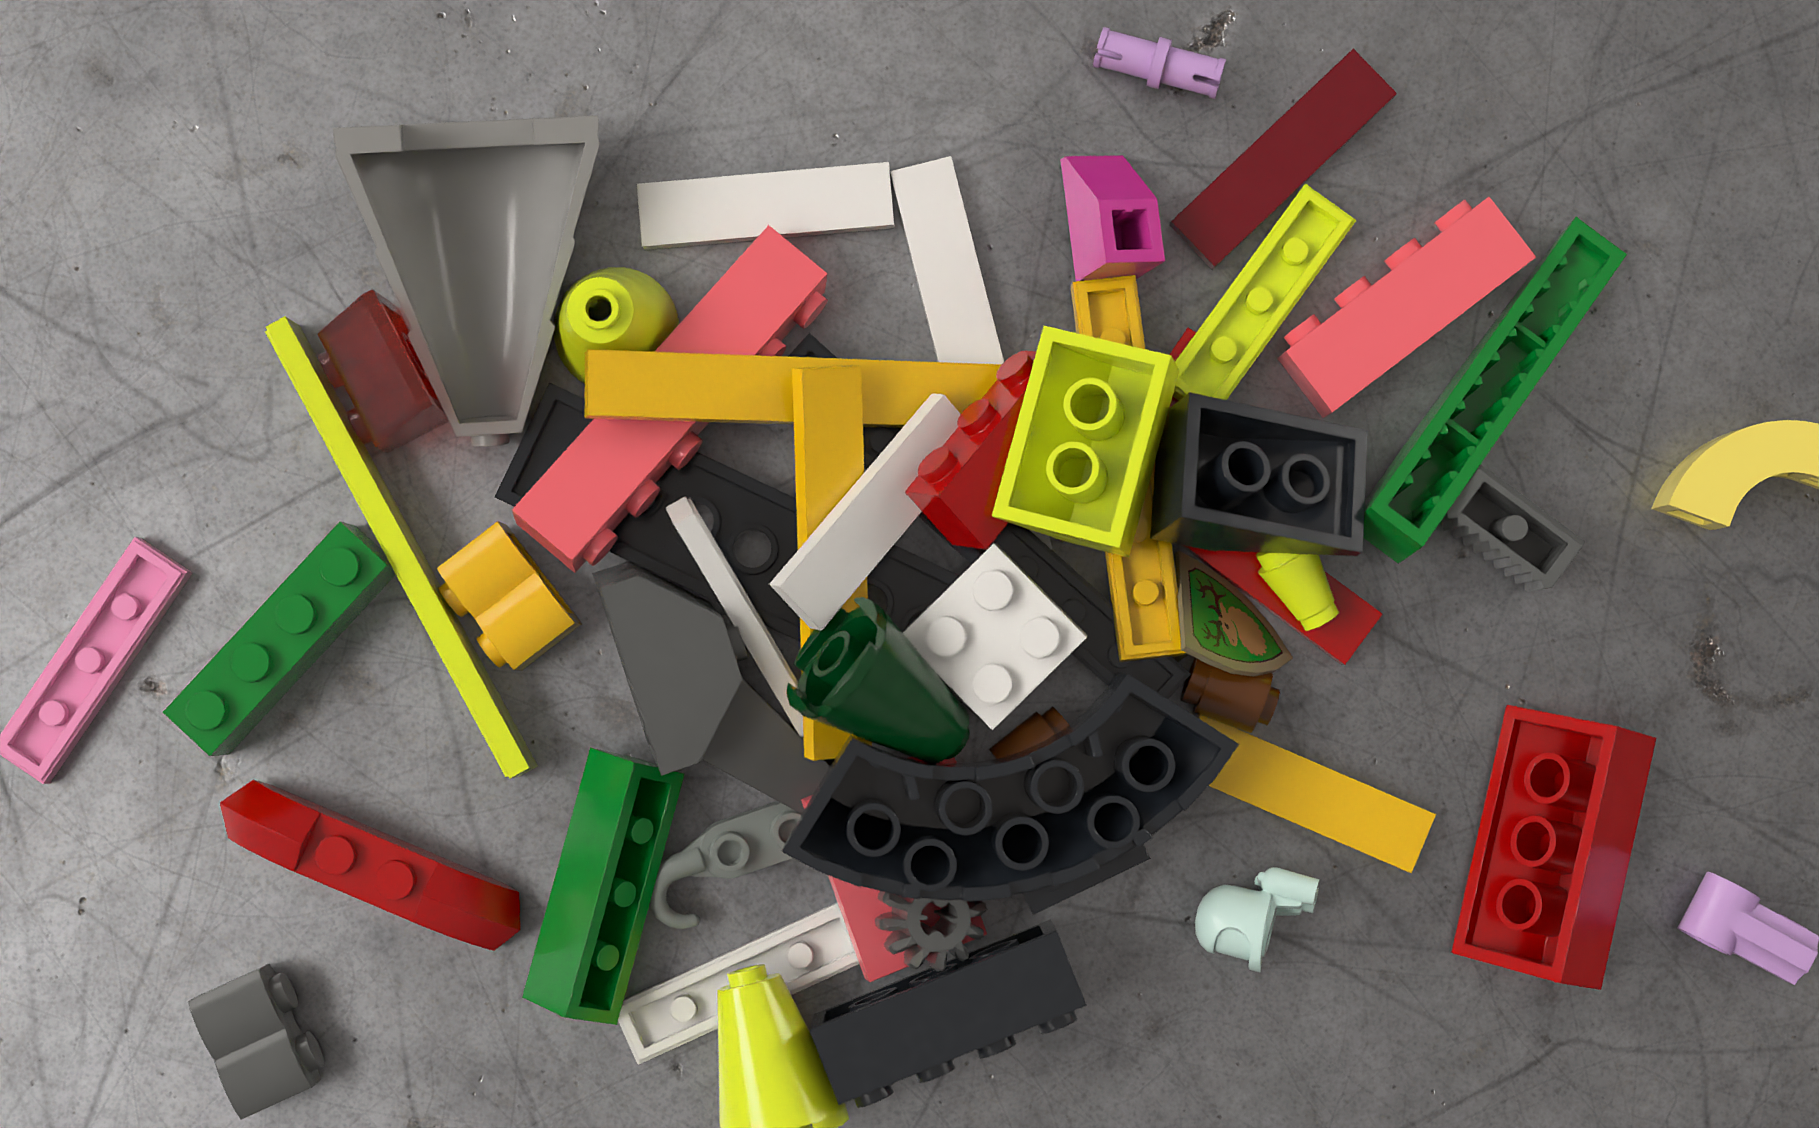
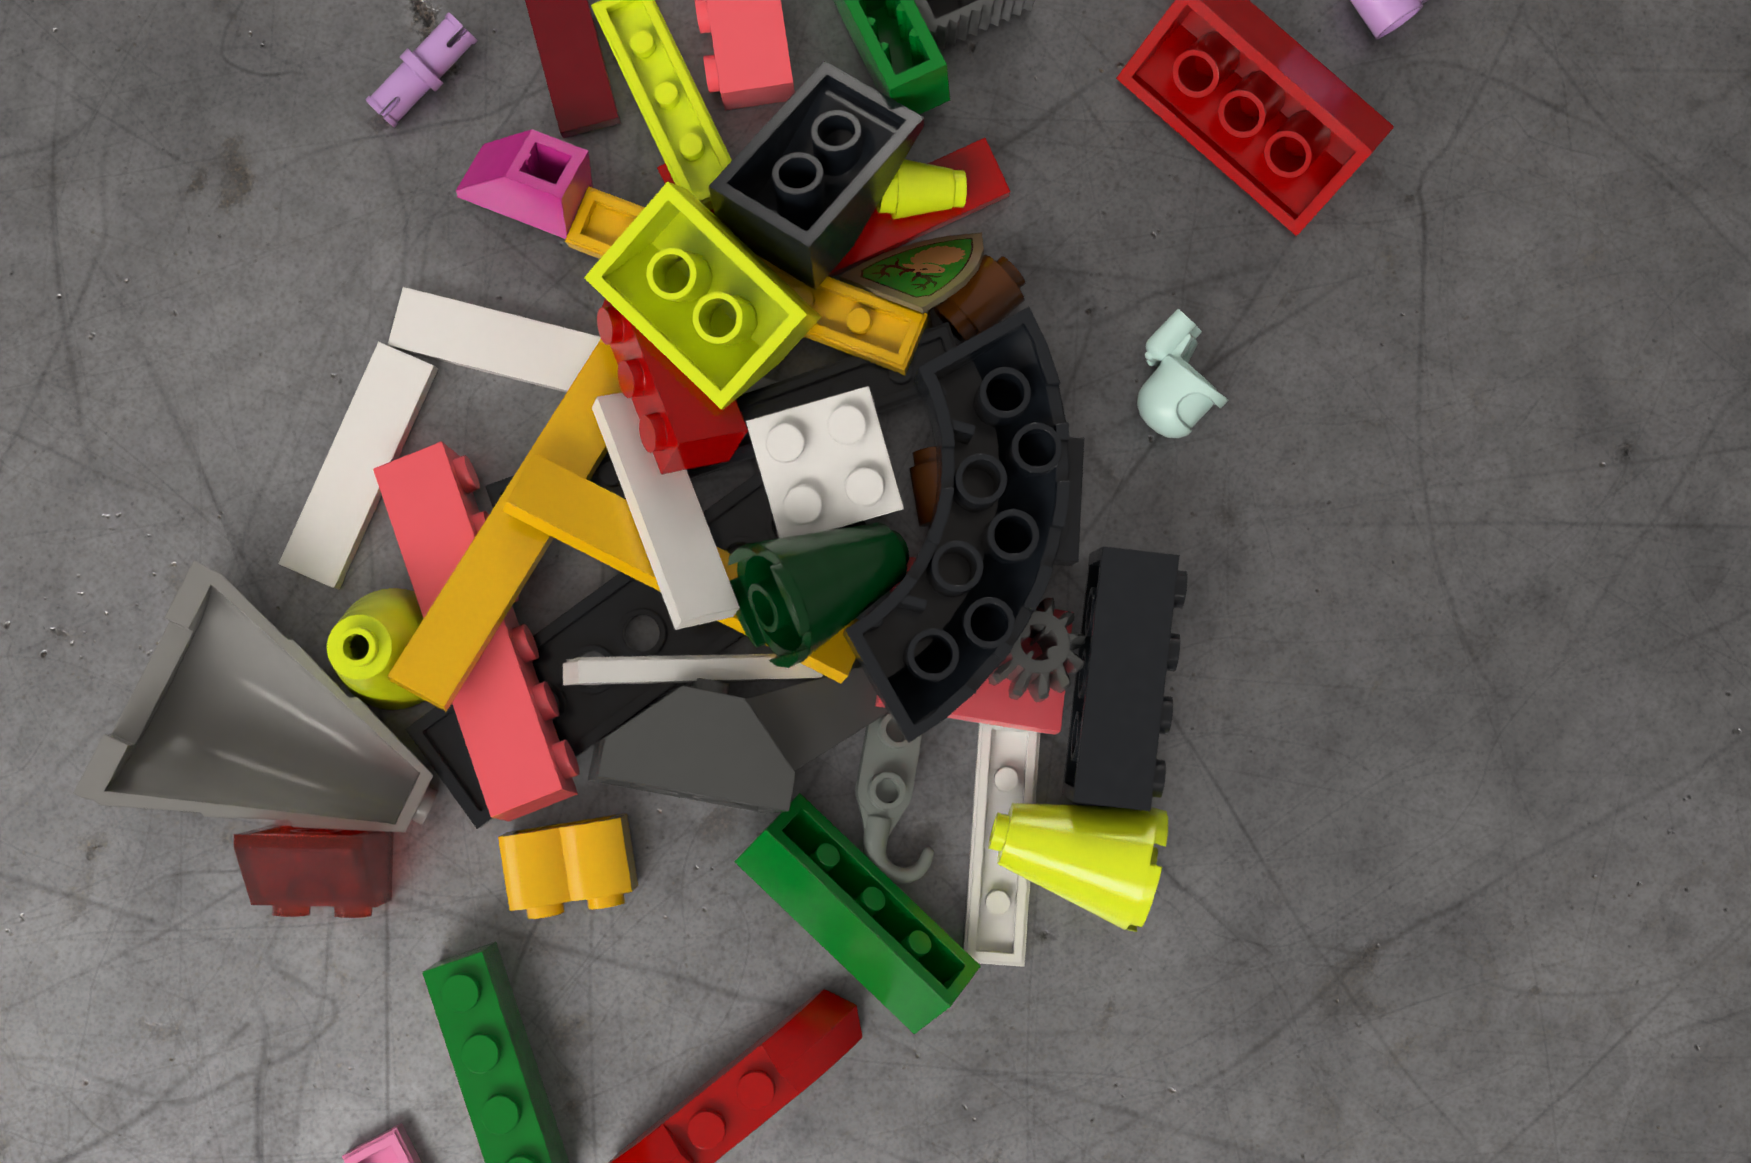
camera: 65 degrees left, 0 degrees up
(400, 548) = (474, 932): neon yellow tile -> none
(1322, 799) = (1116, 269): yellow tile -> none

